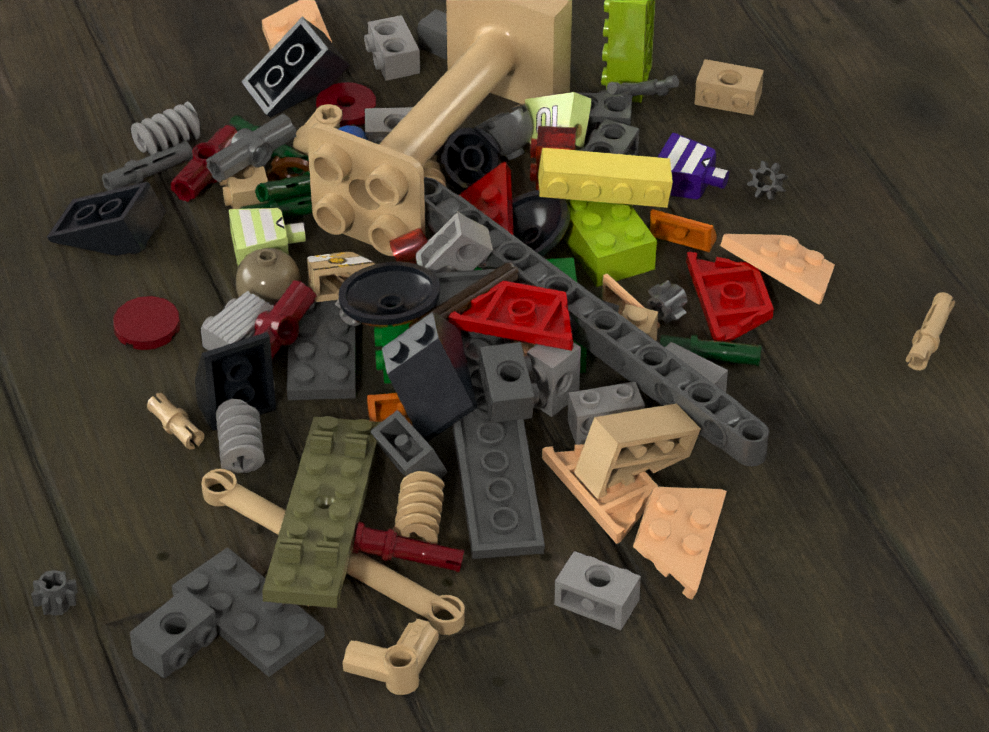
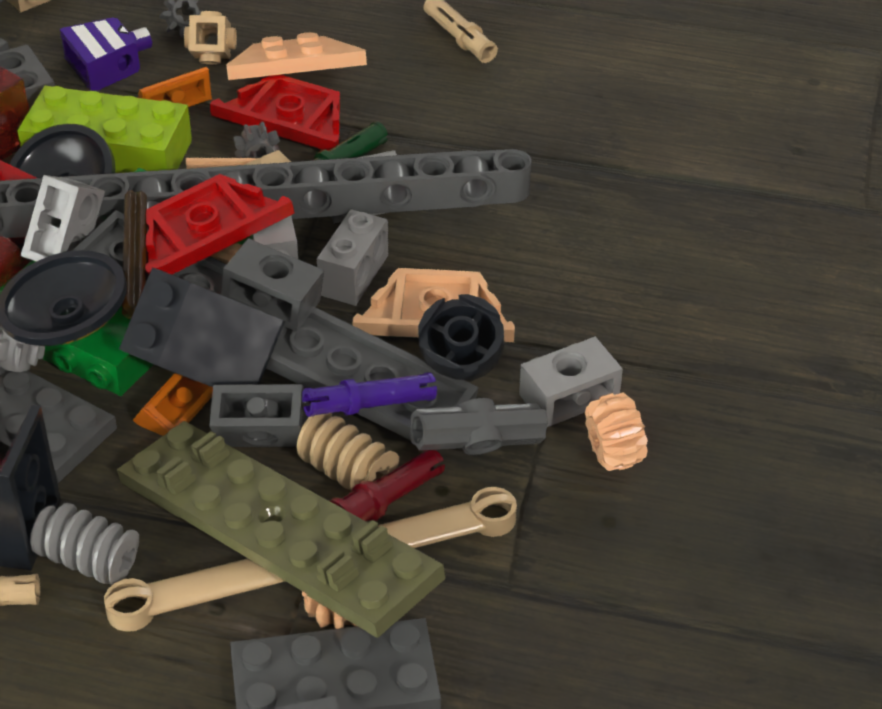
camera: 55 degrees left, 0 degrees up
(398, 664) = (536, 583): tan piece -> none
(451, 480) = (353, 396): none -> dark purple pin
(499, 561) = (478, 426): none -> dark grey piece
(562, 634) = (616, 431): none -> light nougat gear
(567, 507) = (461, 337): none -> black cylinder
(605, 177) = (84, 83): light yellow brick -> none
(632, 443) = (432, 250): tan wedge -> none
(679, 532) = (550, 292): light nougat wing -> none
(754, 208) = (207, 25): none -> tan brick

